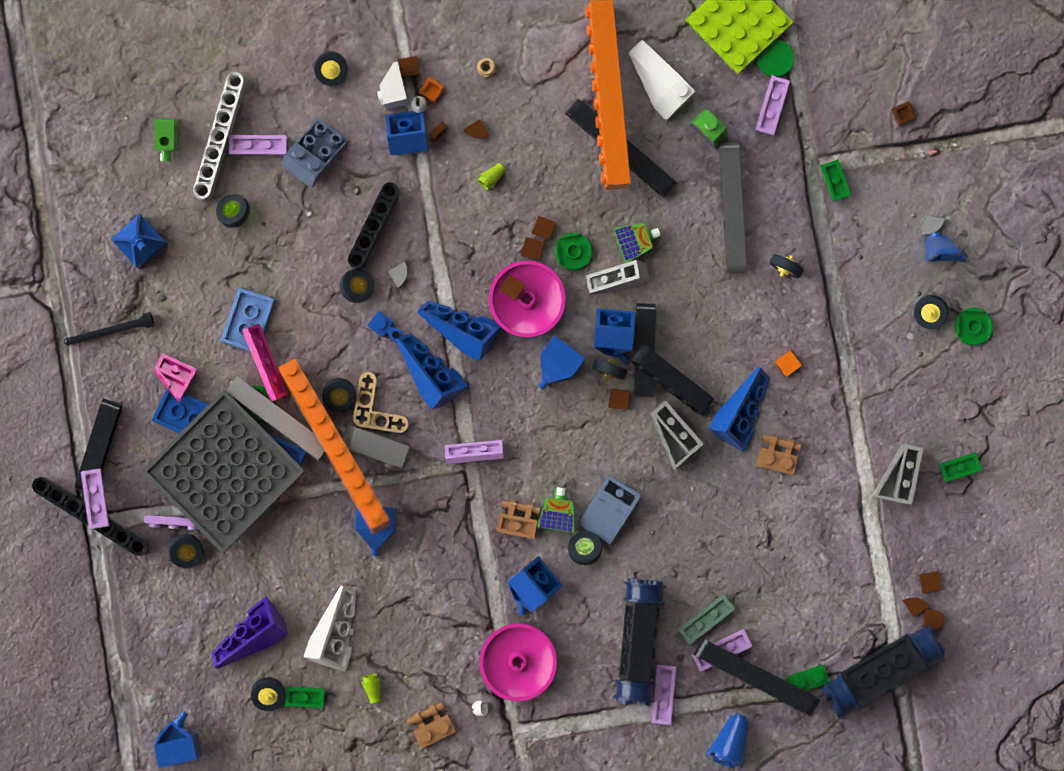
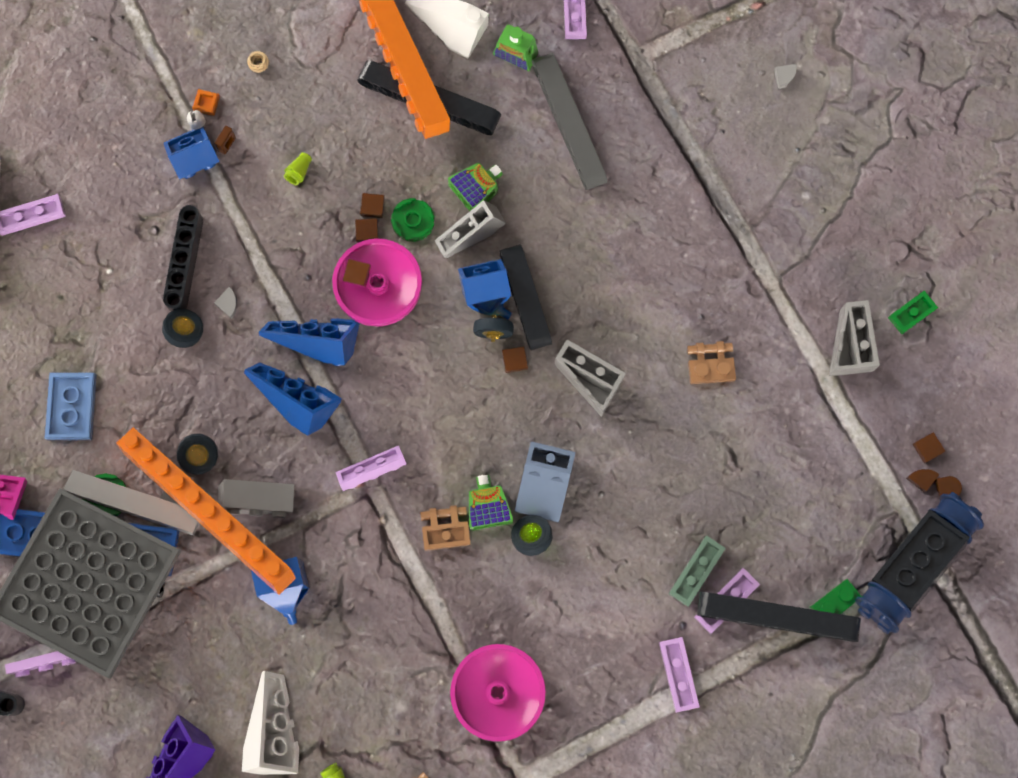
camera: 25 degrees left, 10 degrees down
(185, 551) = (66, 691): black wheel -> none
(232, 210) = (19, 291): black wheel -> none
(265, 362) = (100, 443): dark pink plate -> none
(314, 152) = (94, 204): sand blue slope -> none
(330, 68) = (88, 111): black wheel -> none
(371, 415) = (242, 466): tan beam -> none
(382, 324) = (225, 362): blue plate -> none
(392, 89) = (161, 110): white slope -> none
(409, 67) = (175, 86): reddish brown tile -> none
(476, 130) = (267, 127): reddish brown tile -> none
(480, 708) = (471, 763): white hinge -> none
(533, 585) = (486, 597): blue piece -> none
(558, 362) = (435, 336): blue piece -> none
(638, 642) = (629, 621): black brick -> none
(672, 380) = (566, 316): black beam -> none
(730, 743) = (776, 705): blue cone -> none
(736, 417) = (650, 337): blue wedge -> none
(786, 266) = (648, 160): black wheel -> none
(788, 363) = (686, 263): orange tile -> none
(835, 180) = (667, 61): green plate -> none
(931, 312) = (819, 160): black wheel -> none
(943, 249) = (810, 90): blue wedge -> none
(973, 326) = (868, 163): green tile -> none

